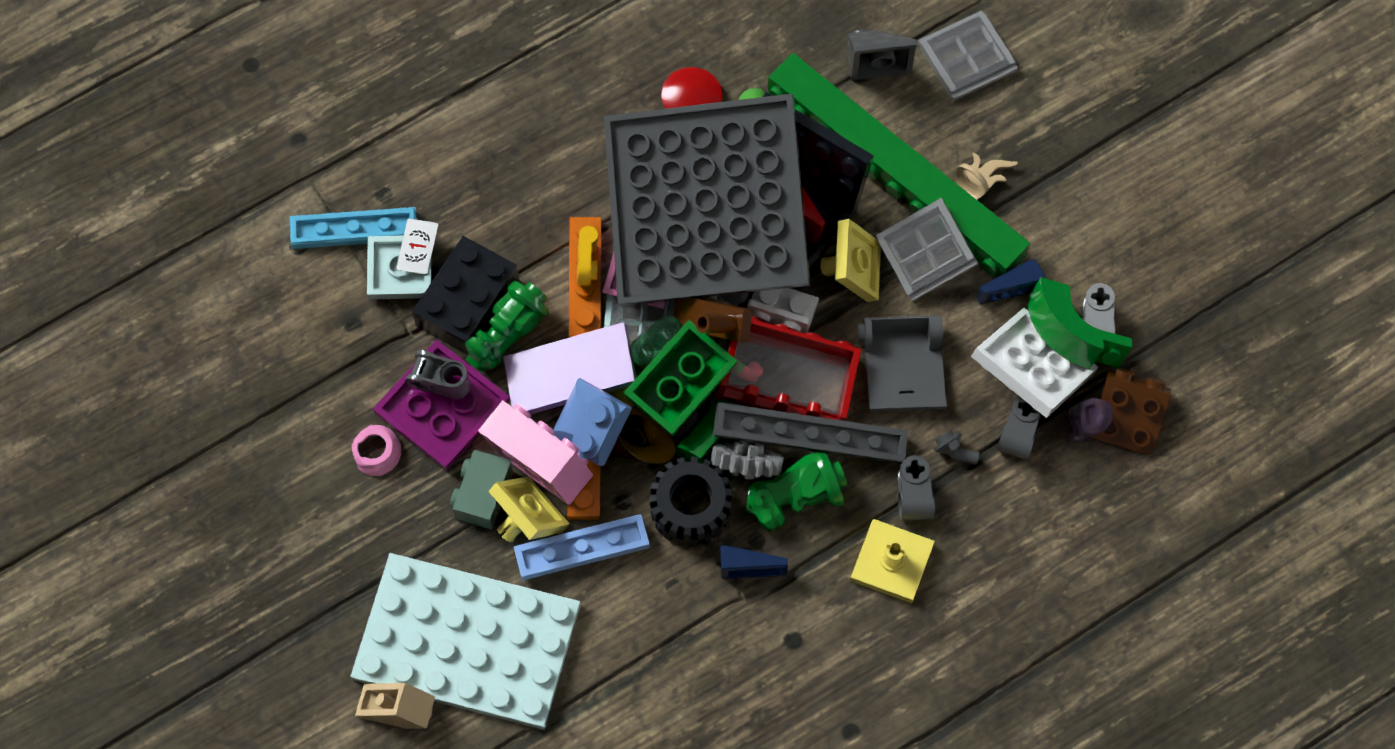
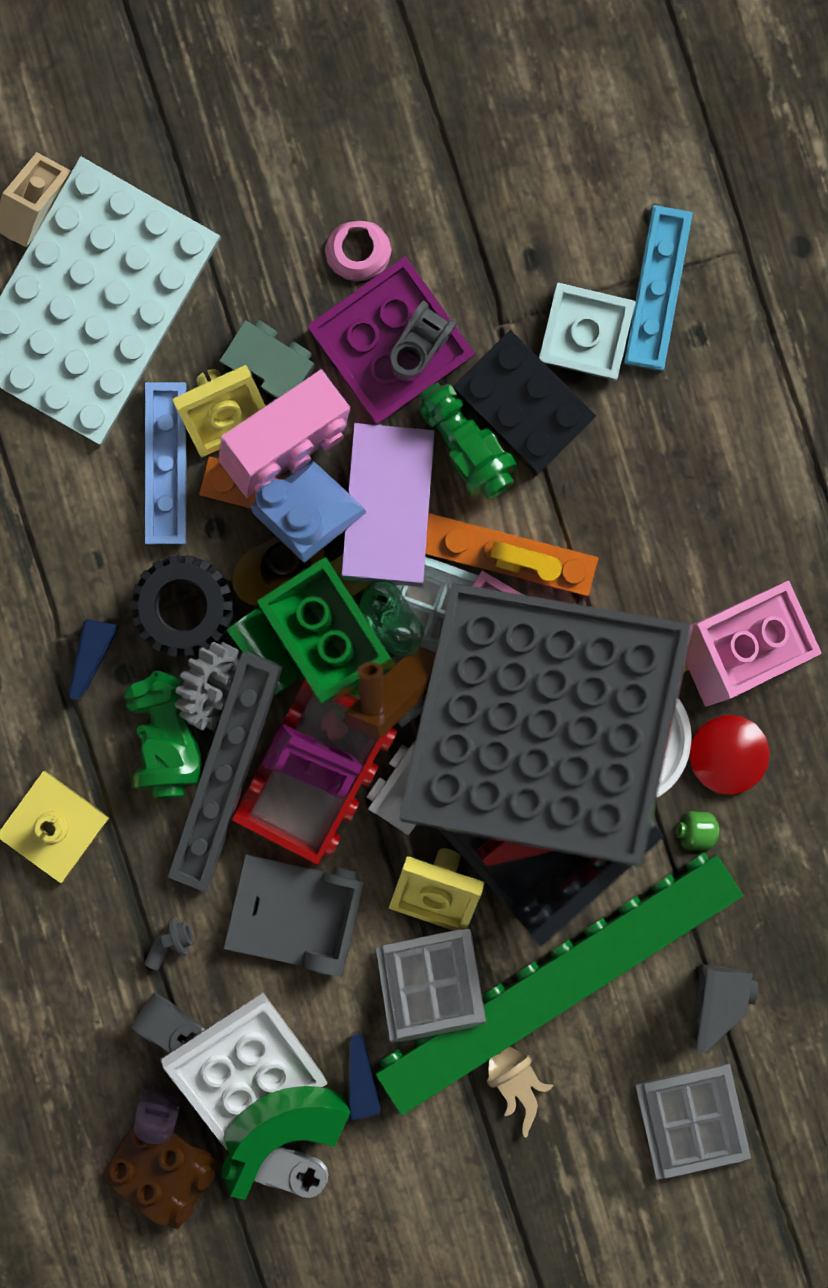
camera: 105 degrees right, 20 degrees up
(417, 246) = (605, 358): white sticker -> none
(602, 90) = (749, 644): none -> bright pink slope
(784, 367) = (312, 761): none -> magenta hinge
(915, 495) = (120, 877): dark grey piece -> none

